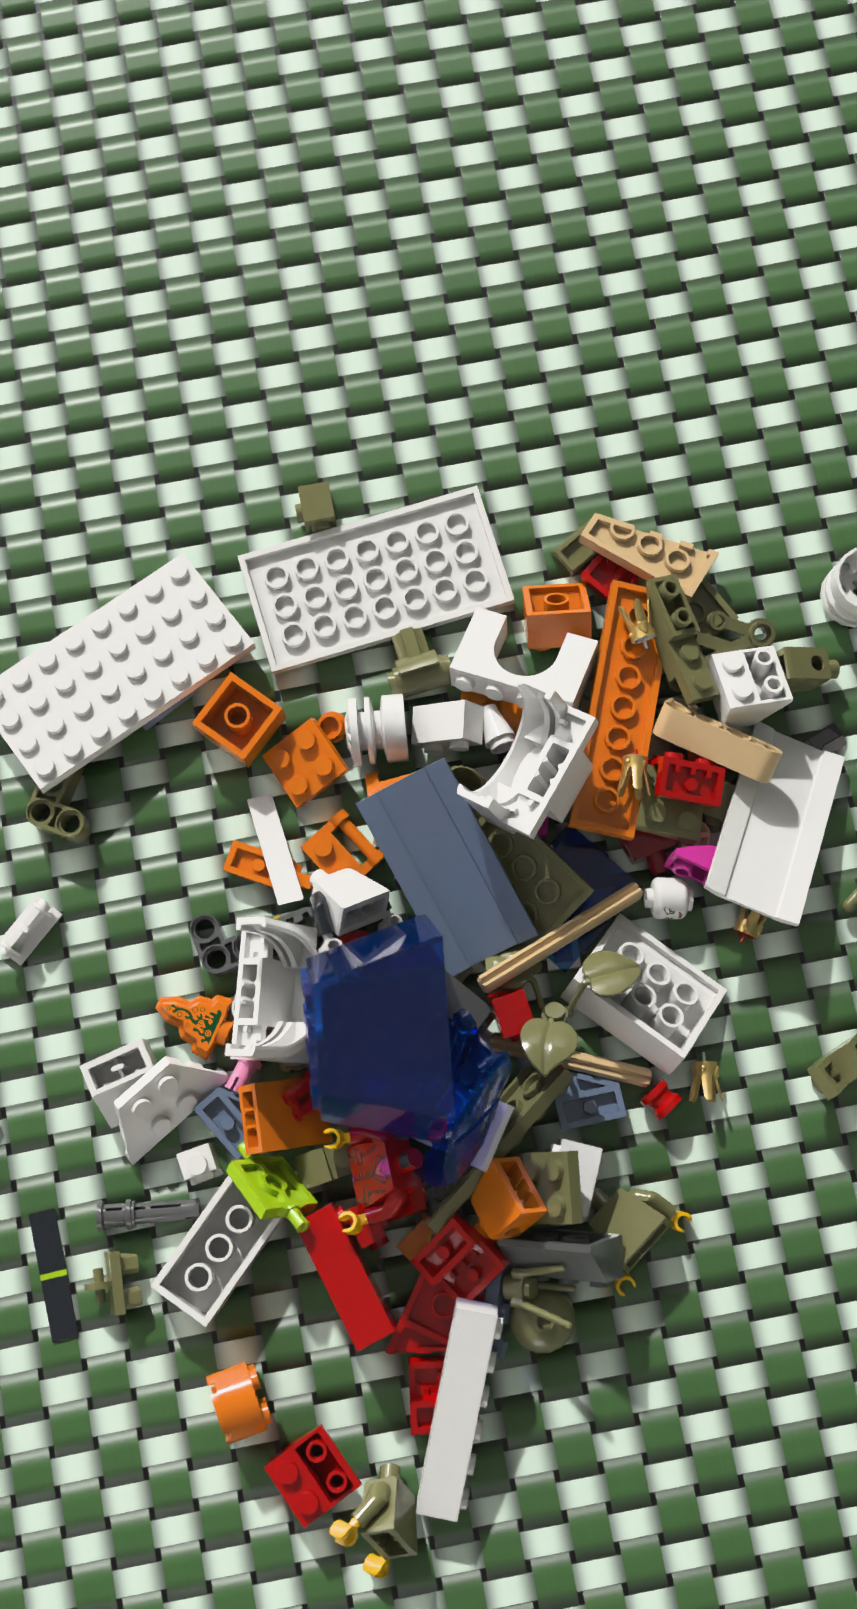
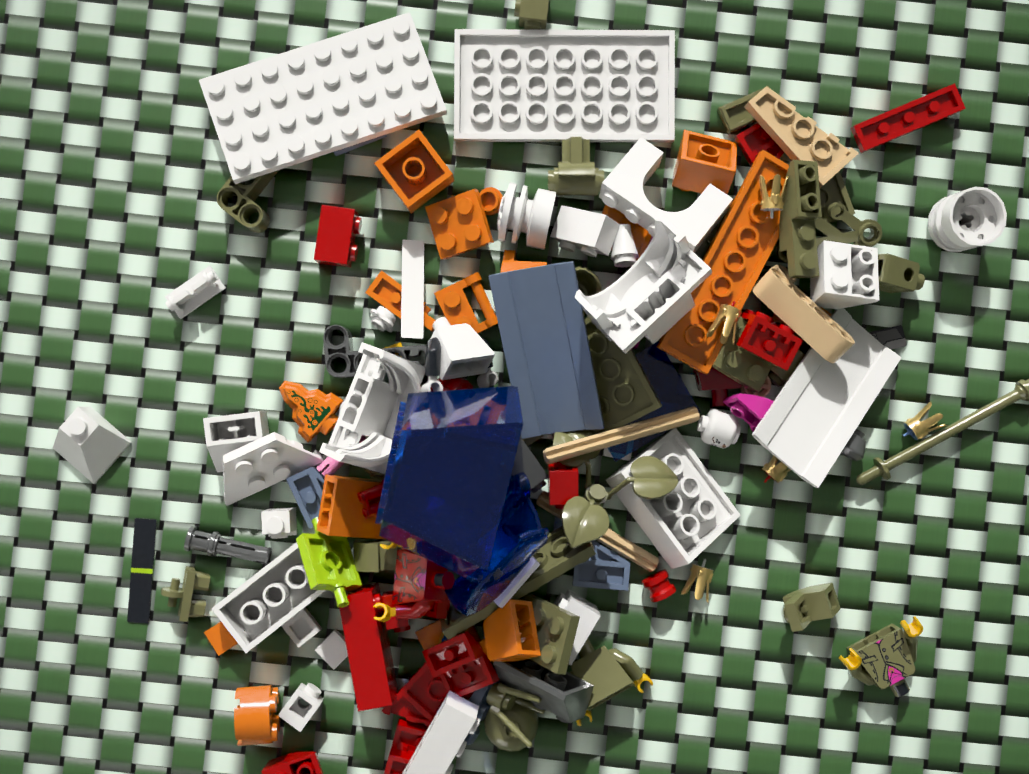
camera: 10 degrees right, 10 degrees up
(171, 1323) = (220, 638): none -> orange tile
(173, 818) = (337, 236): none -> red brick
(251, 893) = (382, 319): none -> white plate
(261, 1281) = (301, 627): none -> white plate
(288, 1388) = (298, 714): none -> white brick
(307, 1296) = (333, 649): none -> white tile
(760, 501) = (907, 118): none -> red plate
(826, 870) = (855, 446): none -> dark grey cone

